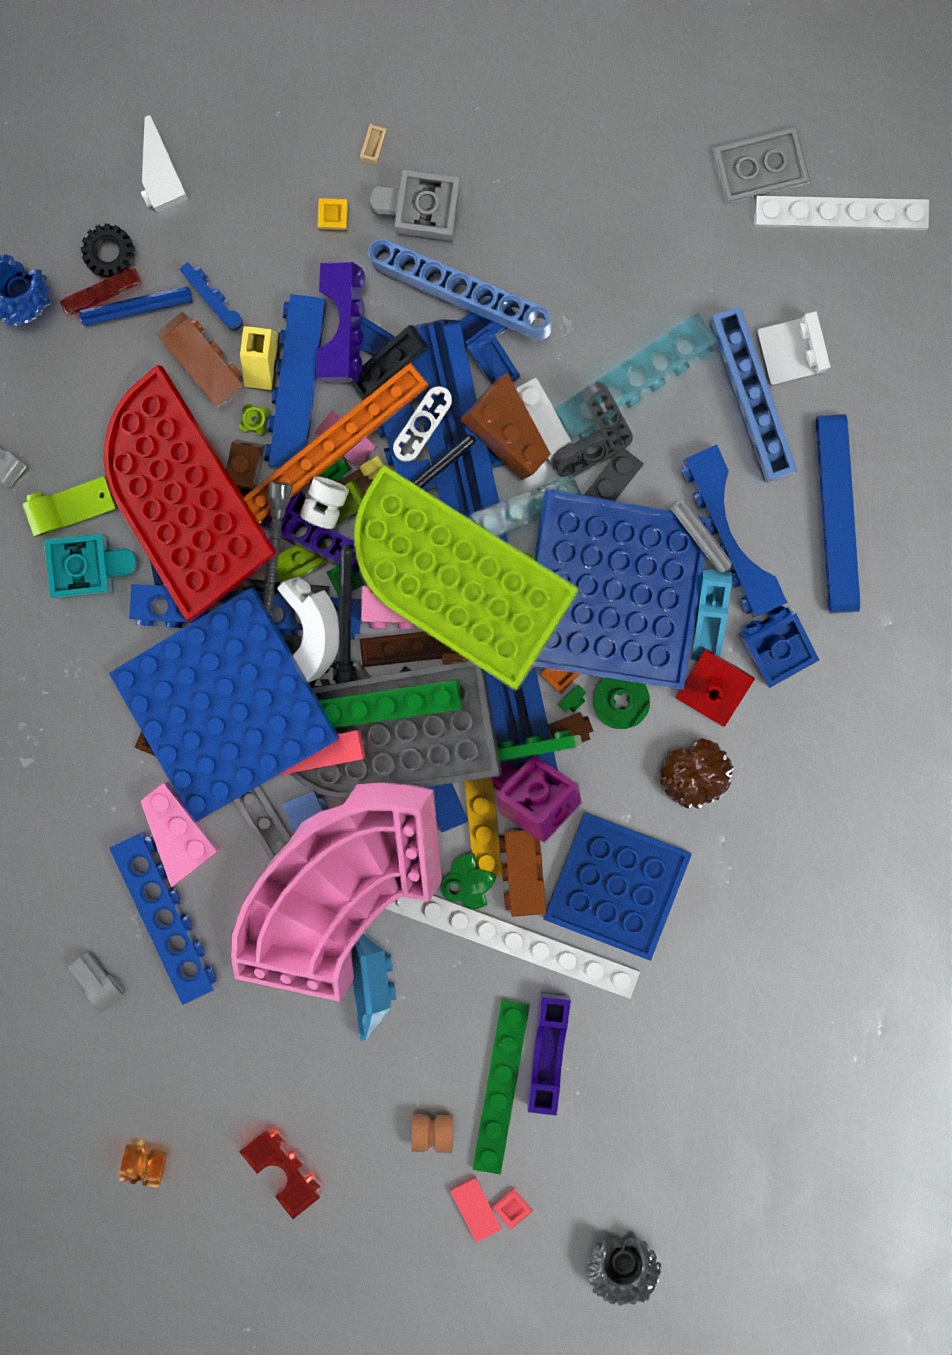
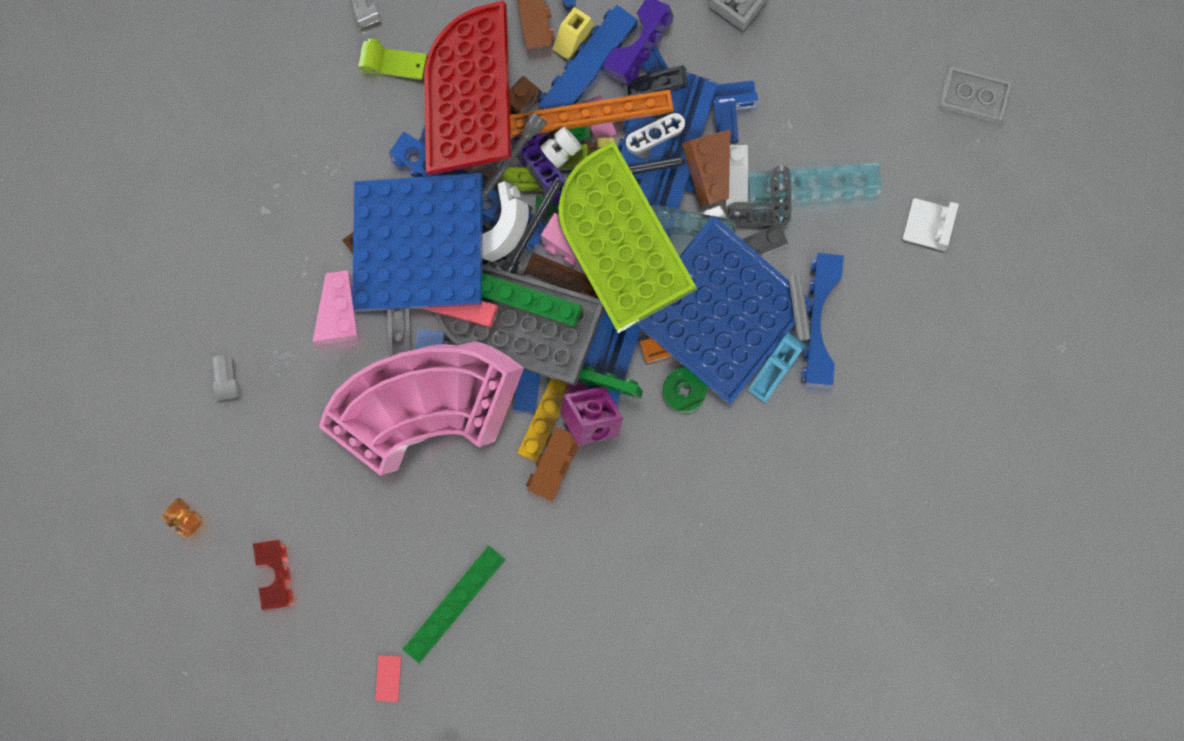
camera: 30 degrees right, 10 degrees down
(85, 565) = (380, 103): teal brick -> none
(186, 986) = (294, 306): blue brick -> none
(250, 412) = (540, 73): lime plate -> none
(371, 983) = (407, 482): dark azure wedge -> none
(432, 1133) = (388, 607): nougat wheel -> none
(467, 300) = (733, 70): medium blue beam -> none
(471, 881) = (514, 453): green plate -> none
(512, 1208) = (413, 692): coral tile -> none
(520, 943) = (521, 512): white plate -> none
(548, 1054) = (500, 597): dark purple arch -> none
(573, 699) = (652, 370): green plate -> none
(575, 723) = (648, 391): reddish brown brick -> none
(617, 886) = (611, 512): blue plate -> none
(696, 774) = (707, 465): reddish brown hair -> none
(715, 687) = (752, 416): red tile -> none
(753, 394) = (886, 237): medium blue brick -> none
(778, 645) = (811, 412): blue plate -> none
(837, 513) = (900, 348): blue beam -> none
(842, 213) = (1013, 154): white plate -> none

